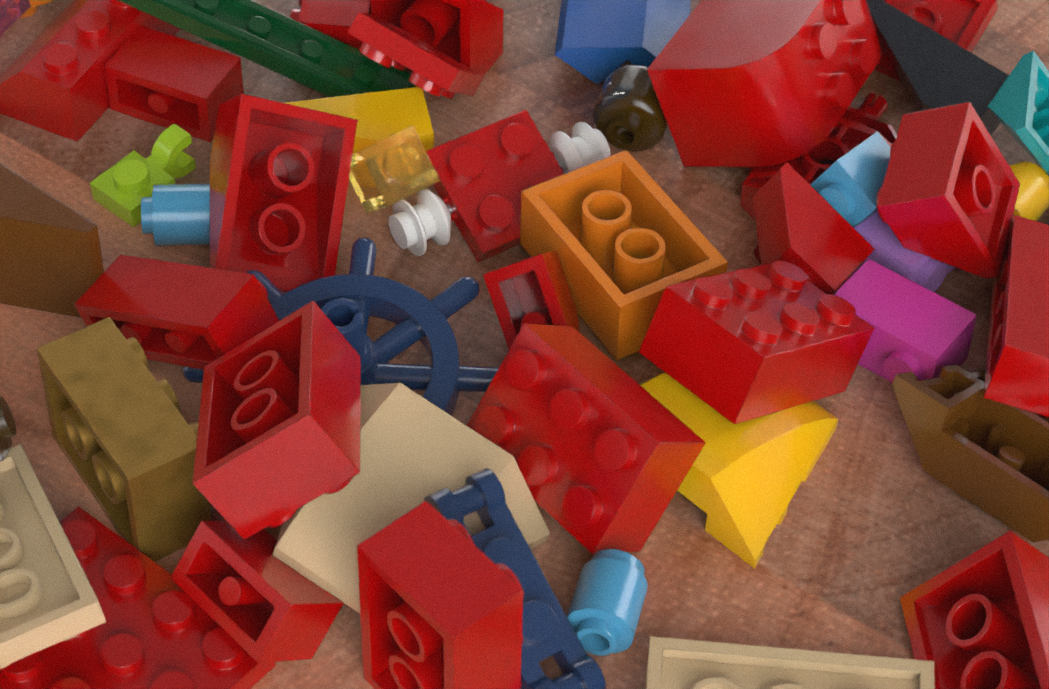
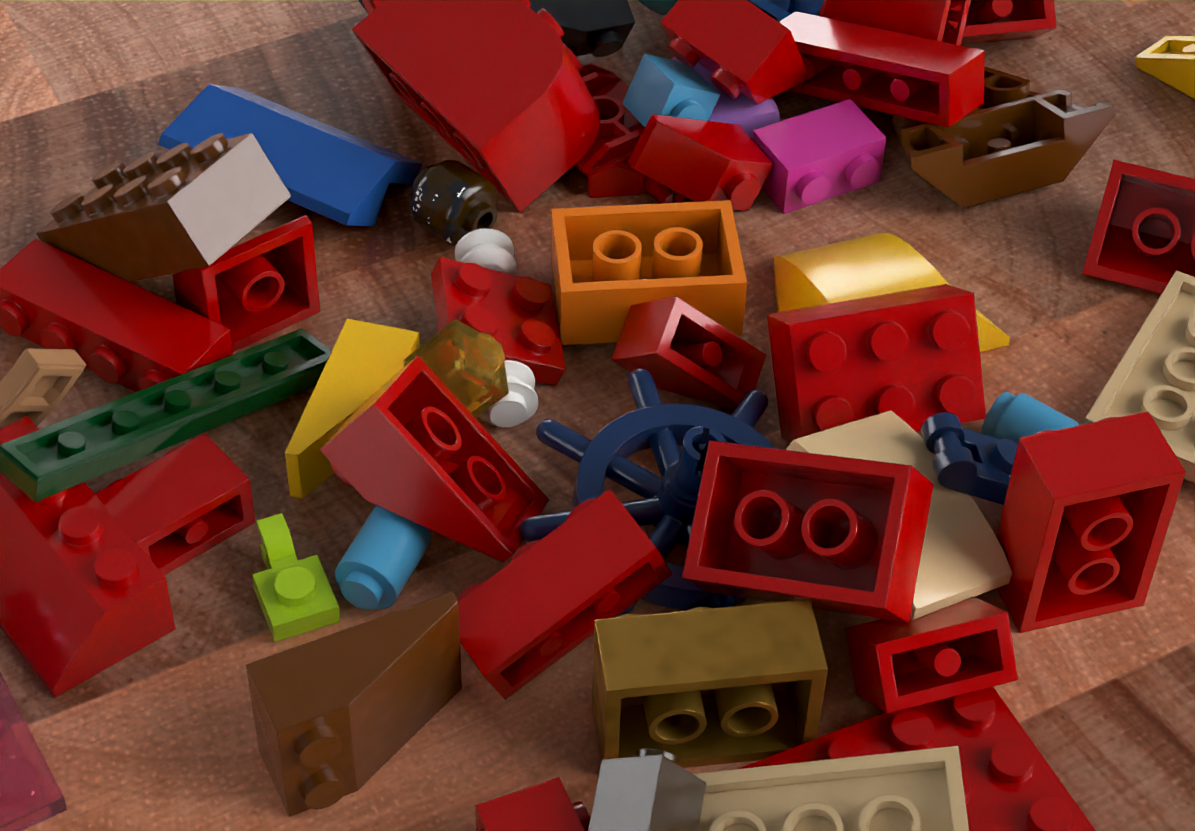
camera: 65 degrees left, 0 degrees up
(398, 48) = (315, 304): red plate -> none
(756, 340) = (823, 221): red brick -> none

